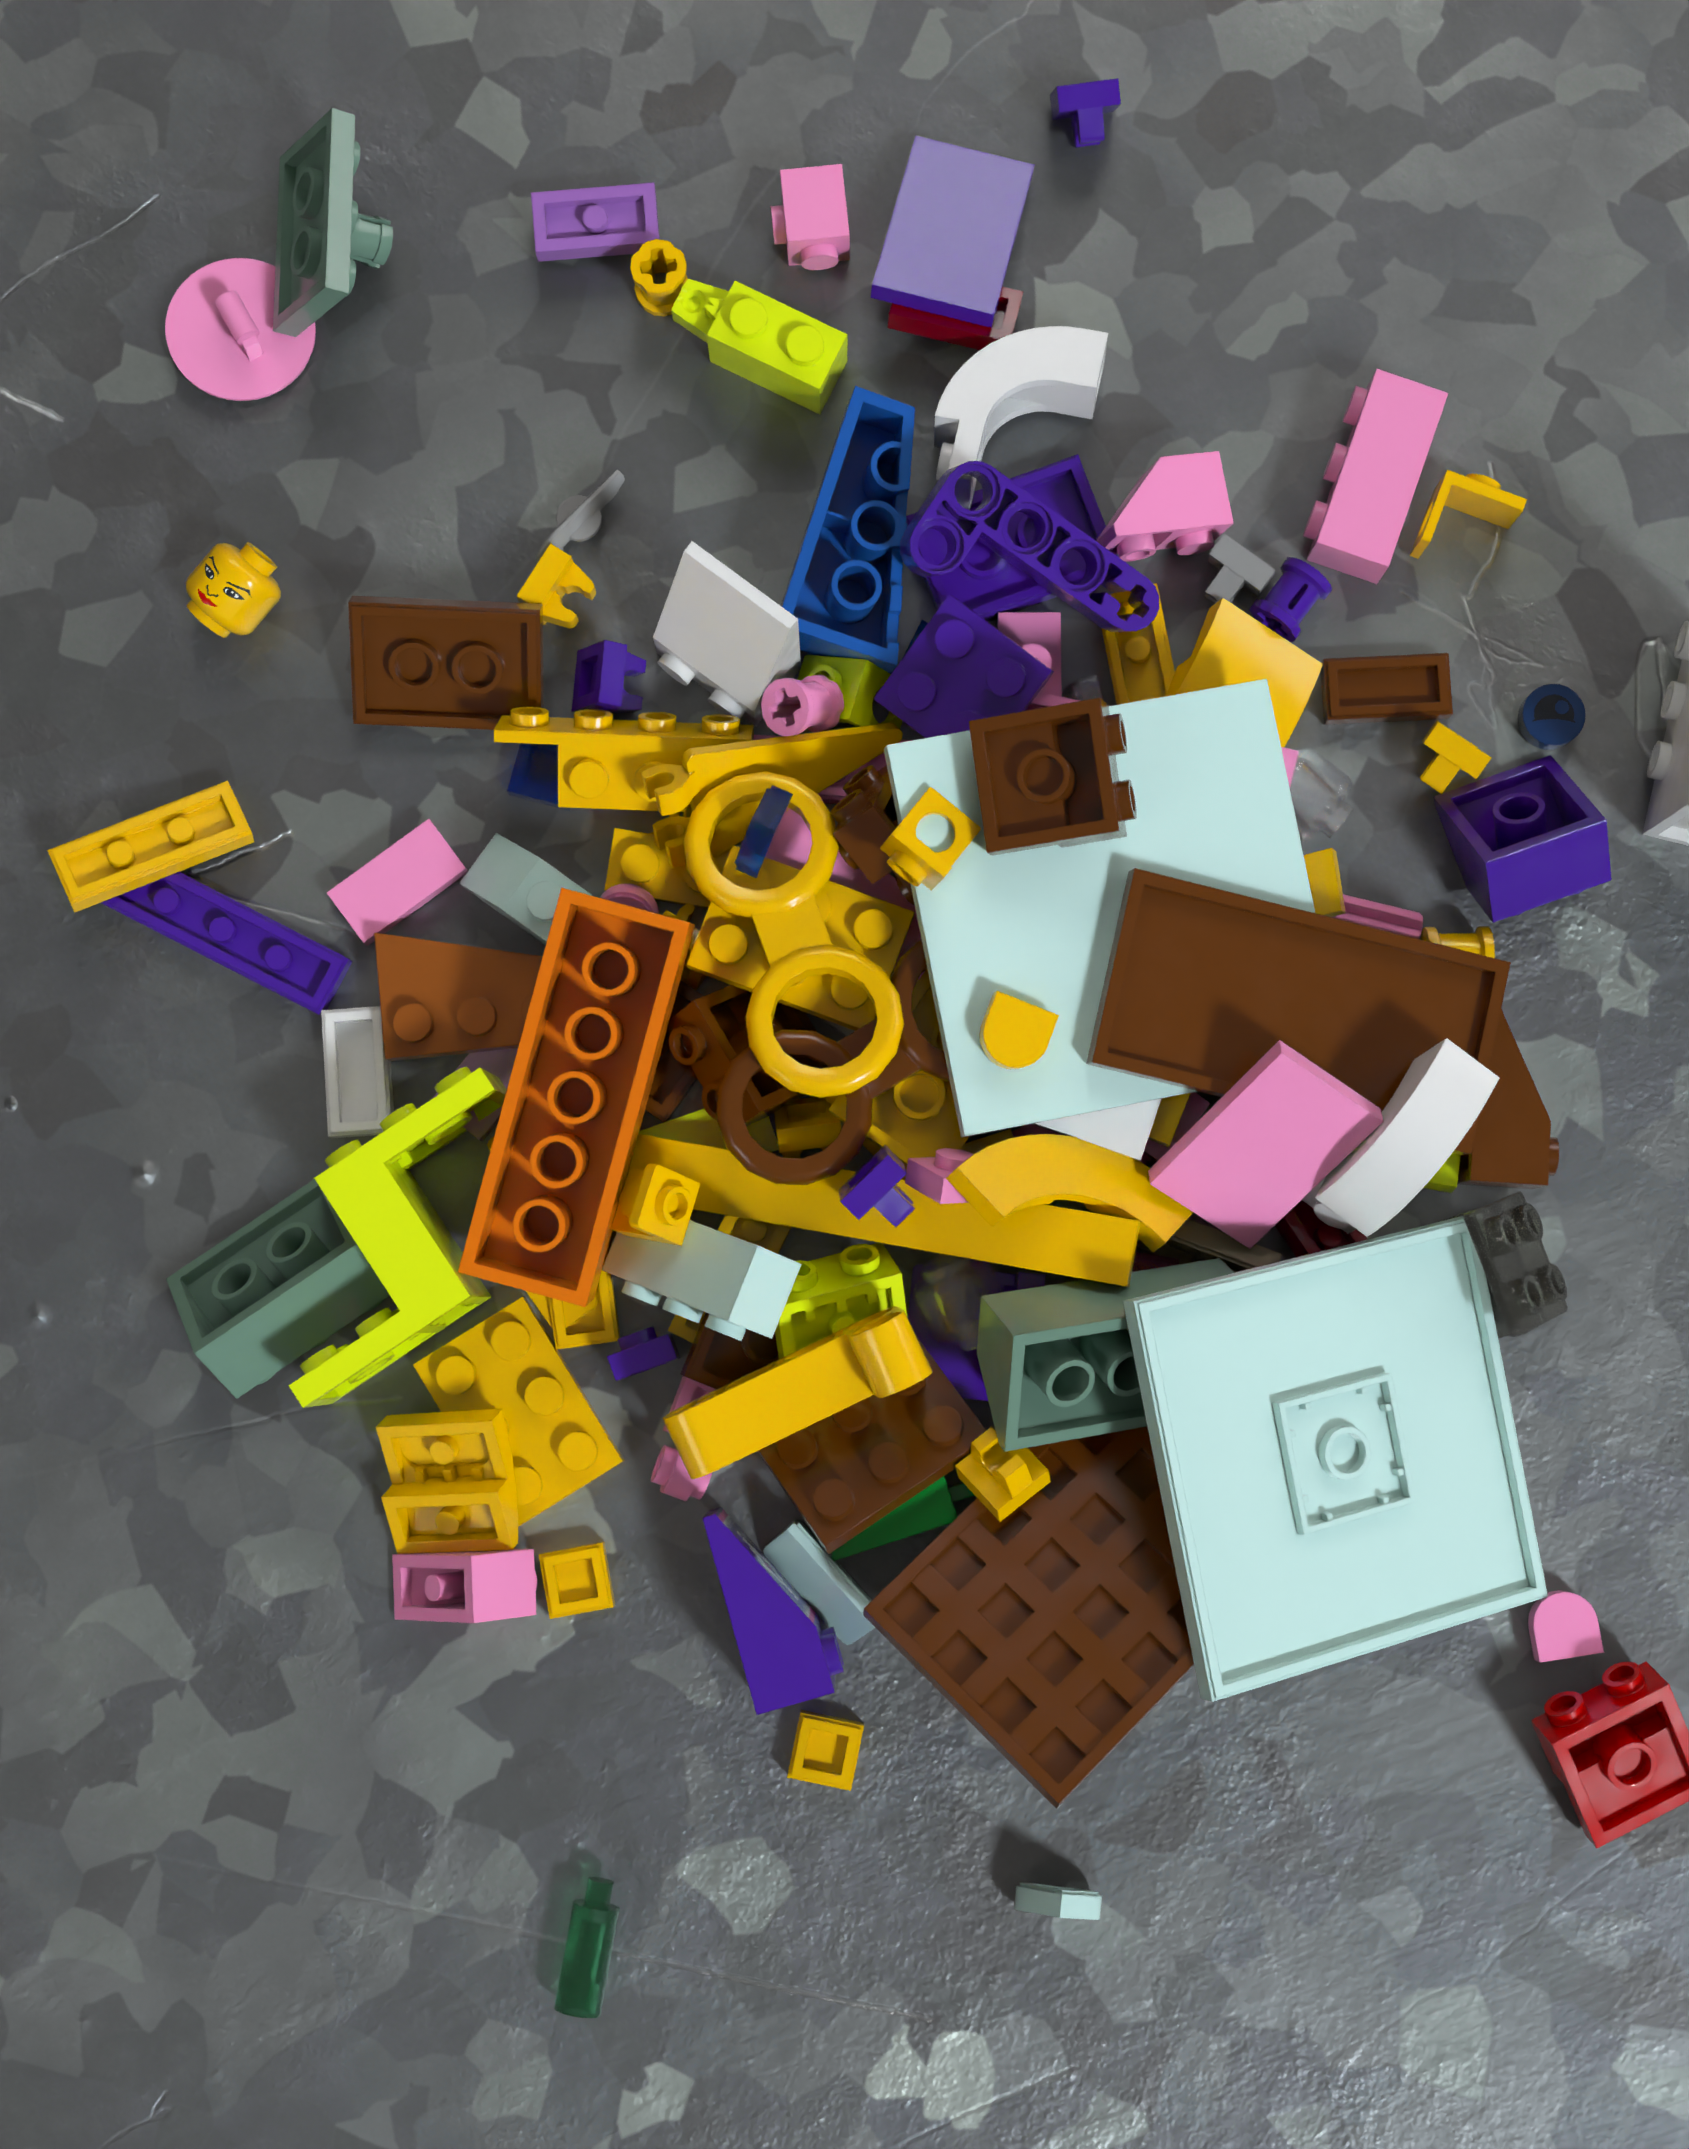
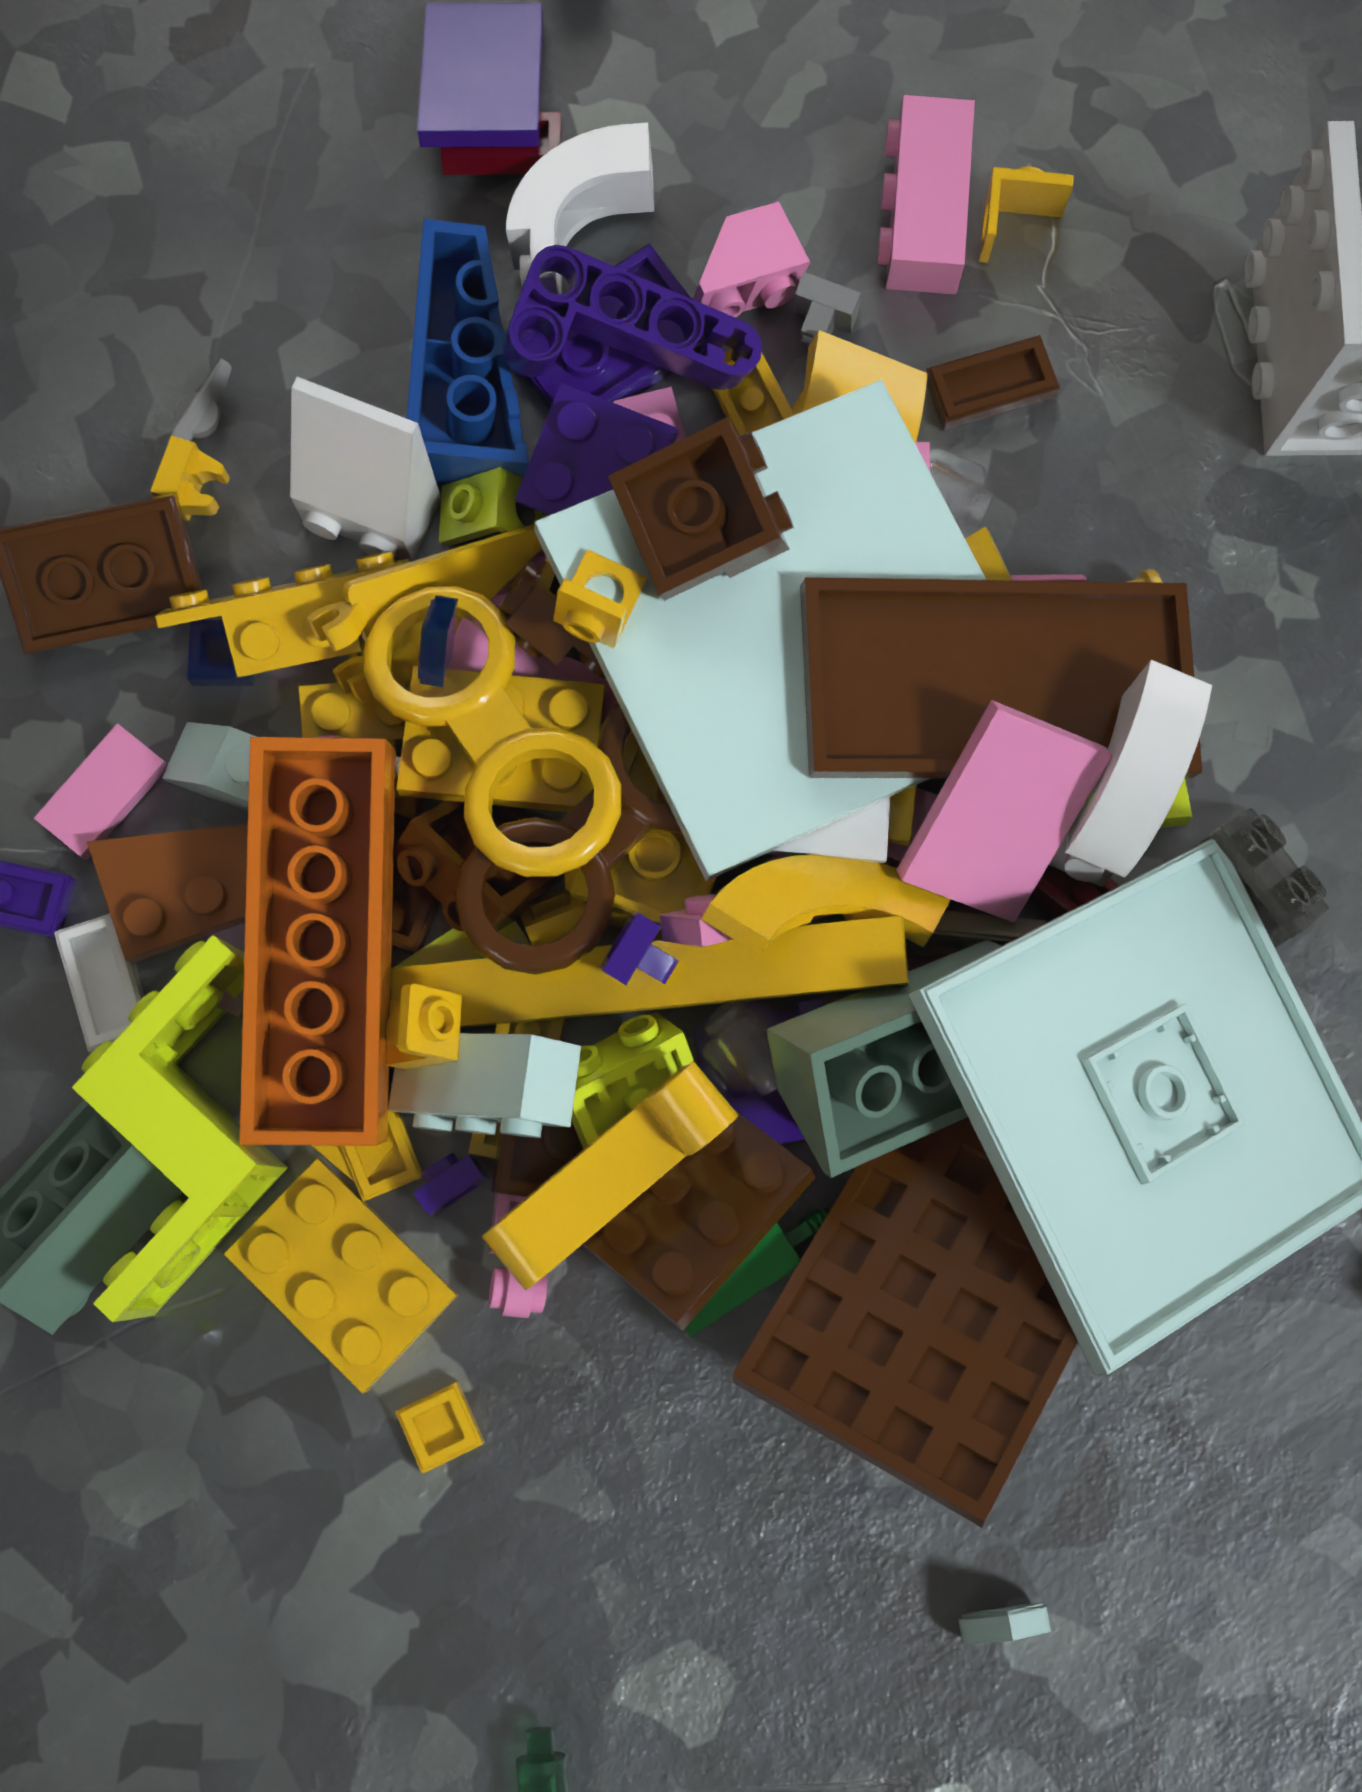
camera: 15 degrees left, 5 degrees down
(449, 1481) = (287, 1361): yellow slope -> none
(464, 1585) = (327, 1462): bright pink slope -> none
(594, 221) = (148, 147): medium lavender plate -> none
(601, 678) = (251, 548): dark purple tile -> none
(653, 258) = (219, 175): yellow bush -> none
(764, 341) = (332, 210): neon yellow hinge -> none
(775, 1629) = (648, 1421): dark purple slope -> none
(798, 705) = (445, 522): bright pink bush -> none
(812, 217) = (349, 92): bright pink brick -> none
(820, 1581) = (683, 1363): light aqua slope -> none
(825, 1750) = (731, 1532): yellow tile -> none
(1000, 1477) = (835, 1205): yellow tile -> none
(1015, 1031) = (731, 761): yellow tile -> none
(1291, 598) = (878, 310): dark purple bush -> none
(1451, 755) = (1071, 421): yellow tile -> none
(1513, 1127) = (1235, 752): reddish brown slope -> none
(1525, 838) = (1161, 481): dark purple slope -> none
(1551, 716) = (1150, 369): dark blue tile -> none

